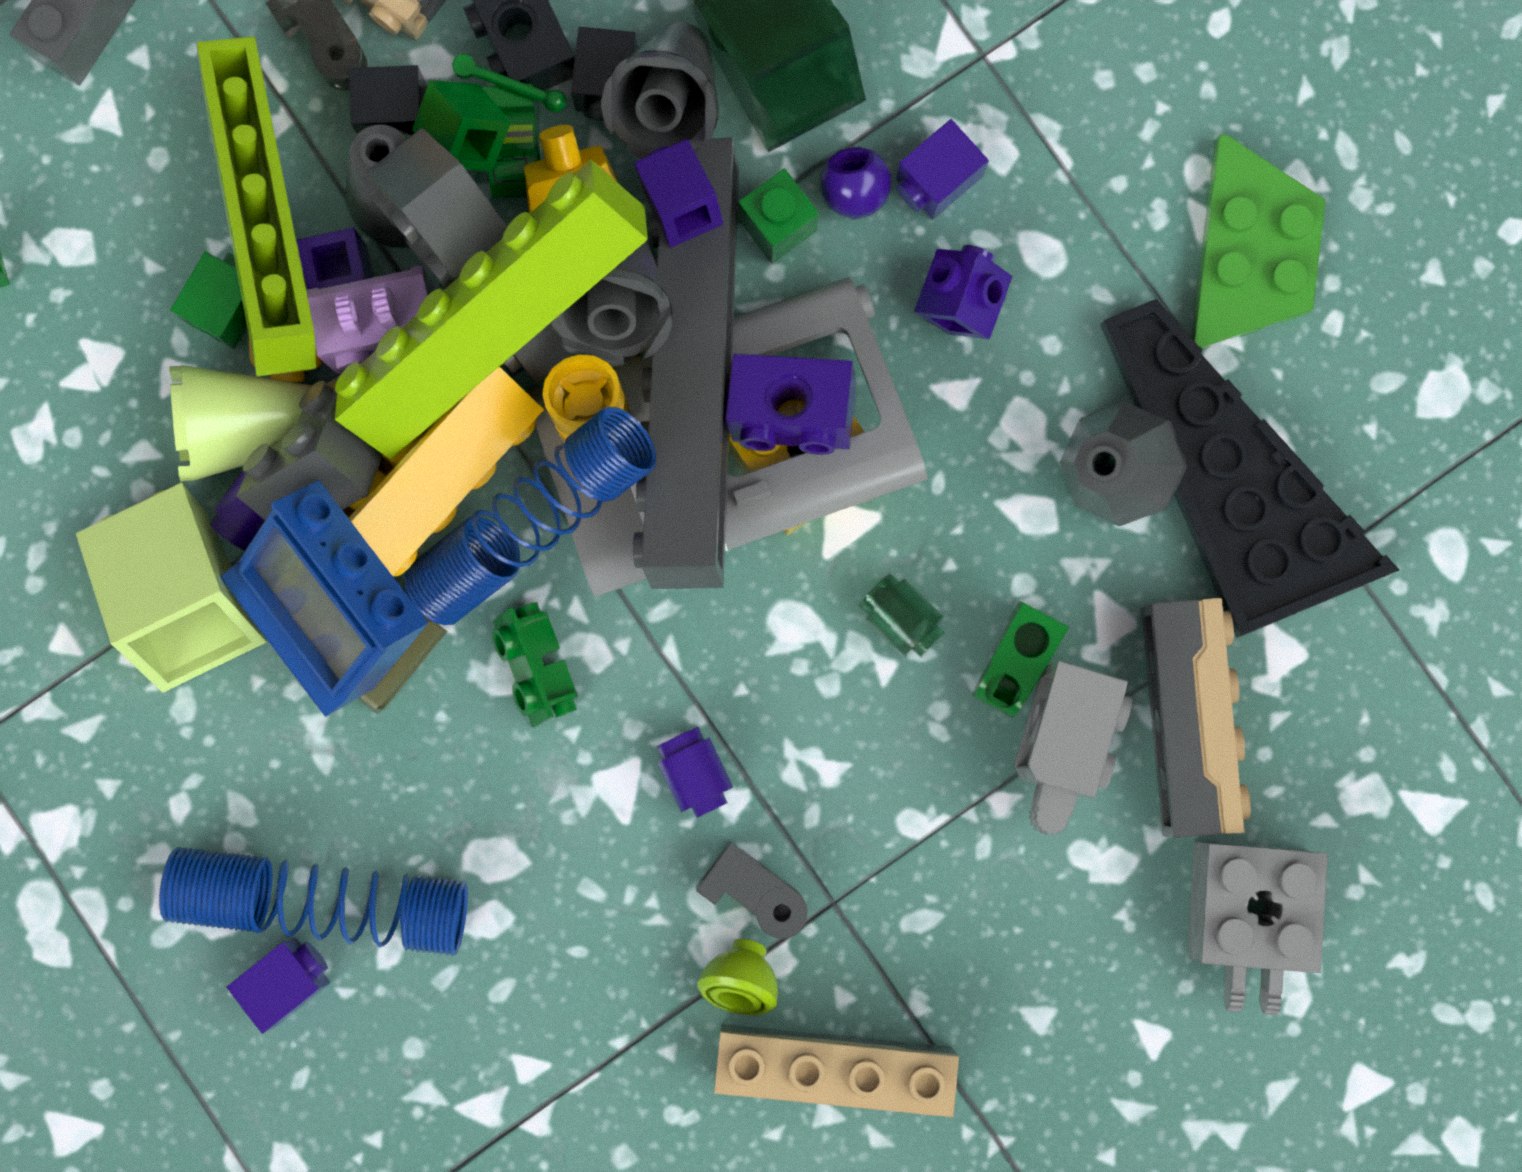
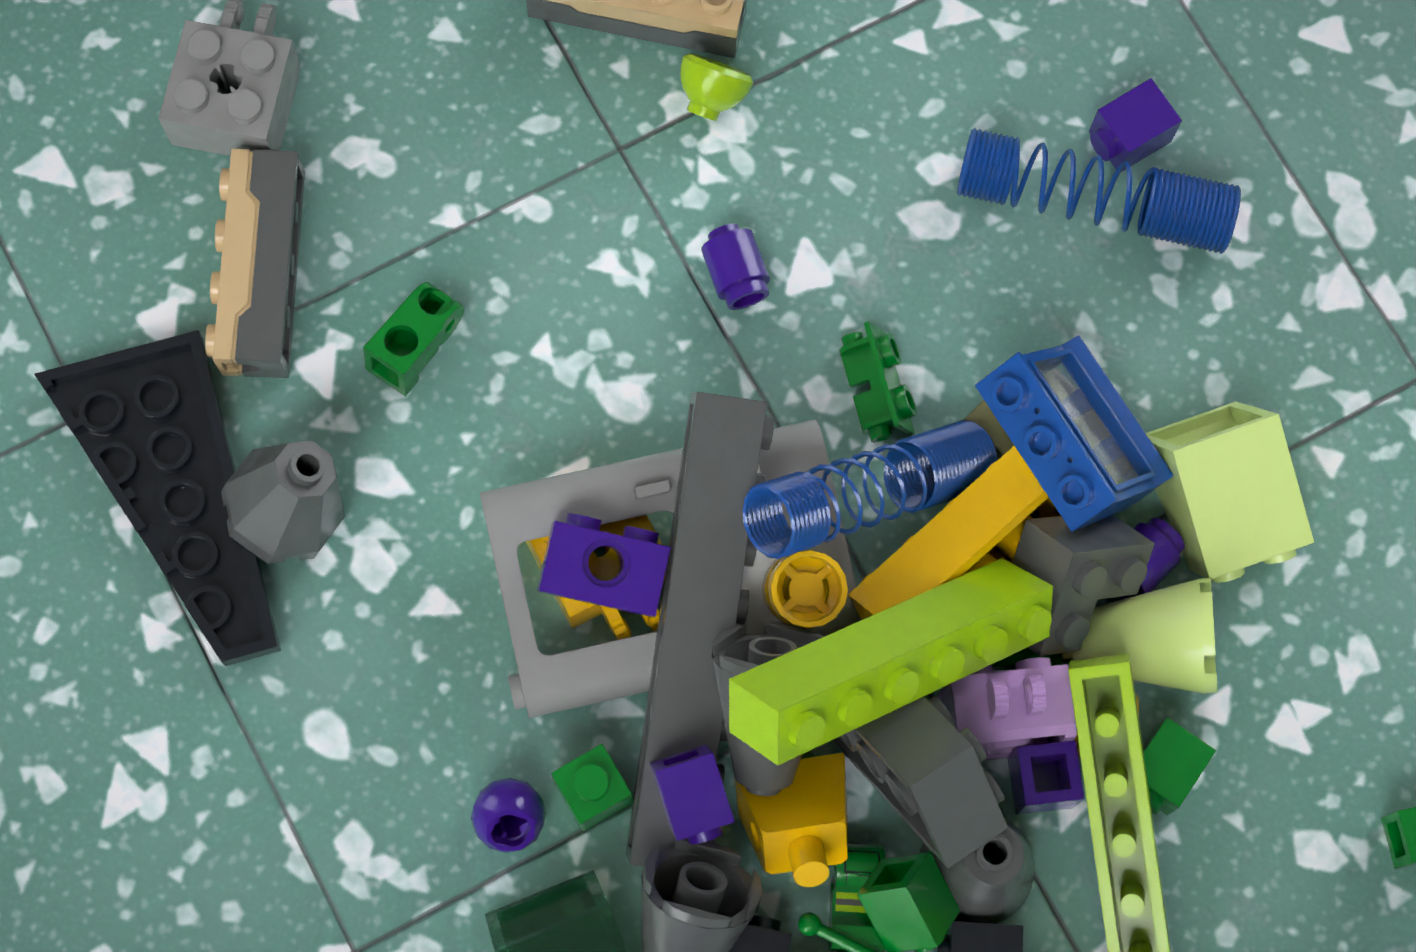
camera: 175 degrees left, 10 degrees down
(773, 901) = (691, 160): dark grey leg -> none
(903, 616) = (519, 385): clear green brick -> none
(940, 170) = (419, 819): dark purple brick -> none
(963, 292) = (414, 687): dark purple brick -> none
(1069, 740) = (379, 246): light grey hinge -> none
(1255, 247) = (110, 710): bright green wing -> none

